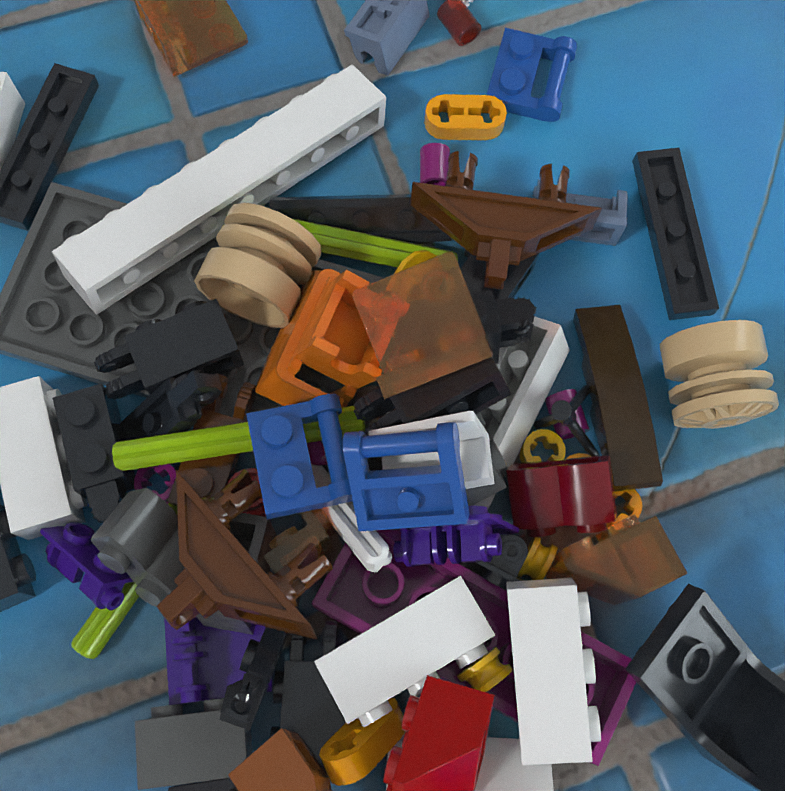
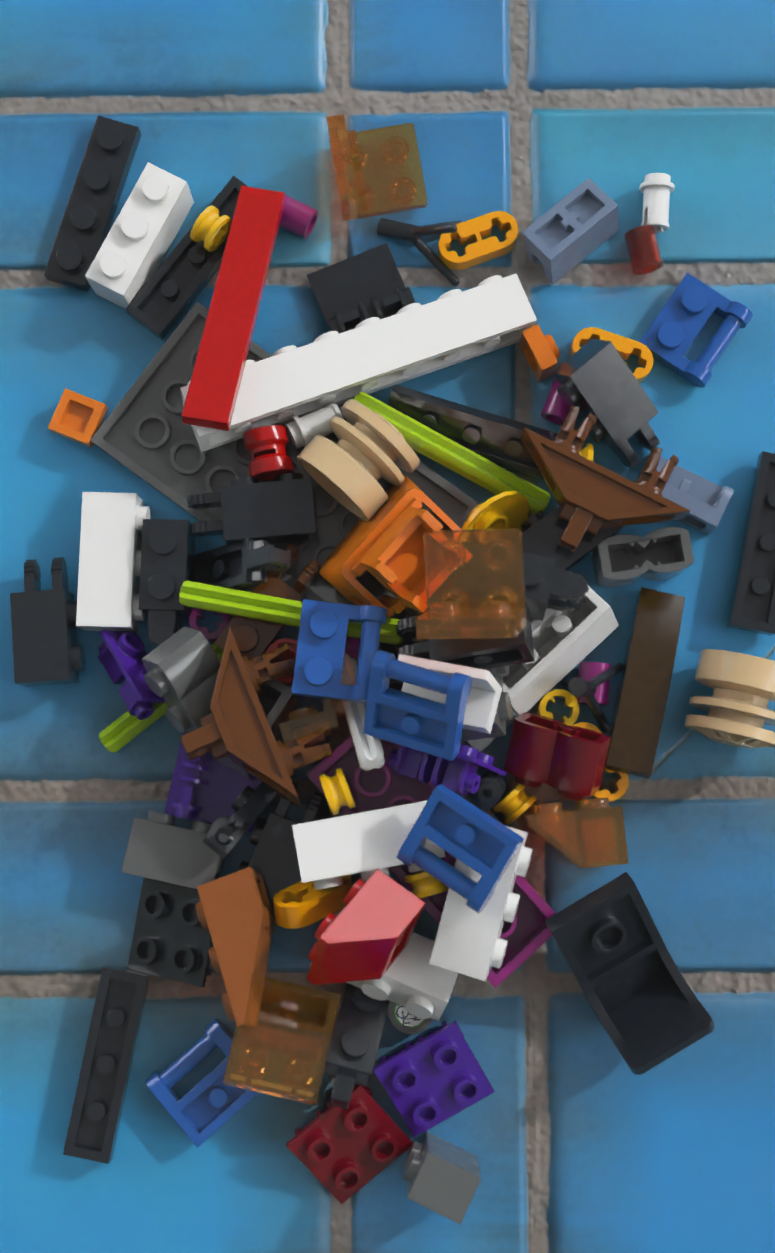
camera: 30 degrees right, 10 degrees up
(44, 108) = (211, 228): none -> yellow bush
(86, 171) = (233, 309): none -> red tile
(125, 83) = (298, 217): none -> magenta hinge
(163, 289) = (268, 452): none -> red wheel
(192, 259) = (305, 428): none -> white pin
(206, 124) = (360, 289): none -> black hinge
(244, 66) = (413, 234): none -> black plant
(303, 55) = (481, 250): none -> light orange beam
(351, 607) = (337, 791): none -> yellow bush
(398, 130) = (539, 352): none -> orange plate
(472, 126) = (605, 387): none -> black hinge
(515, 599) = (466, 835): none -> blue plate
(569, 276) = (652, 557): none -> dark grey brick

